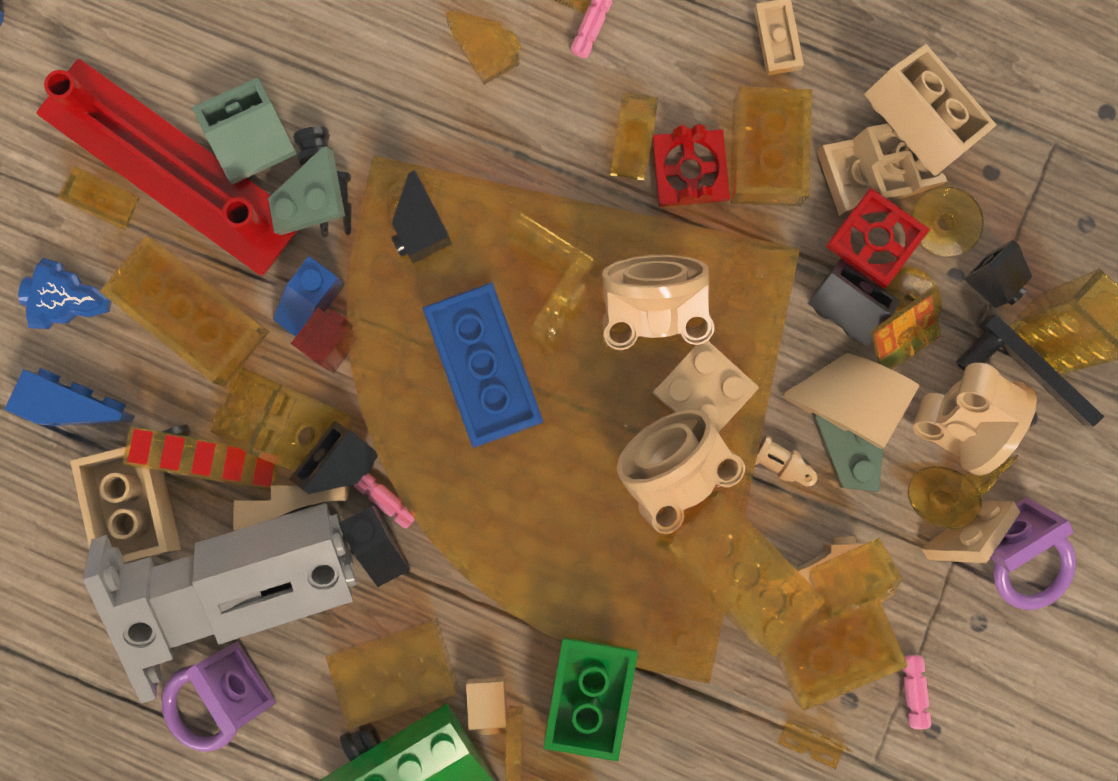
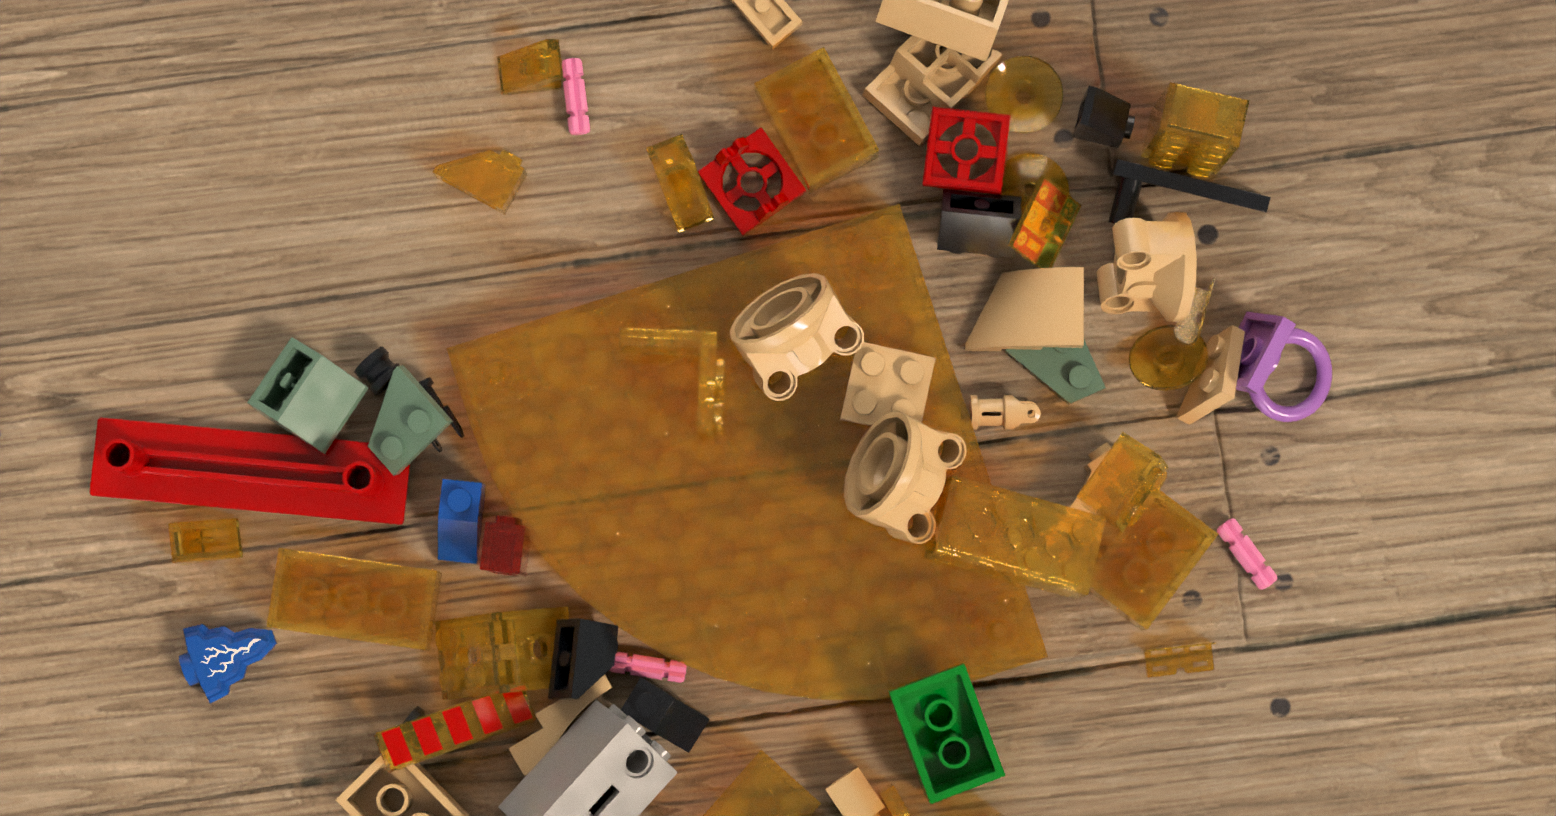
camera: 30 degrees left, 0 degrees up
(50, 403) = (279, 761): blue slope -> none
(417, 223) = (531, 388): black slope -> none
(482, 365) = (668, 485): blue tile -> none

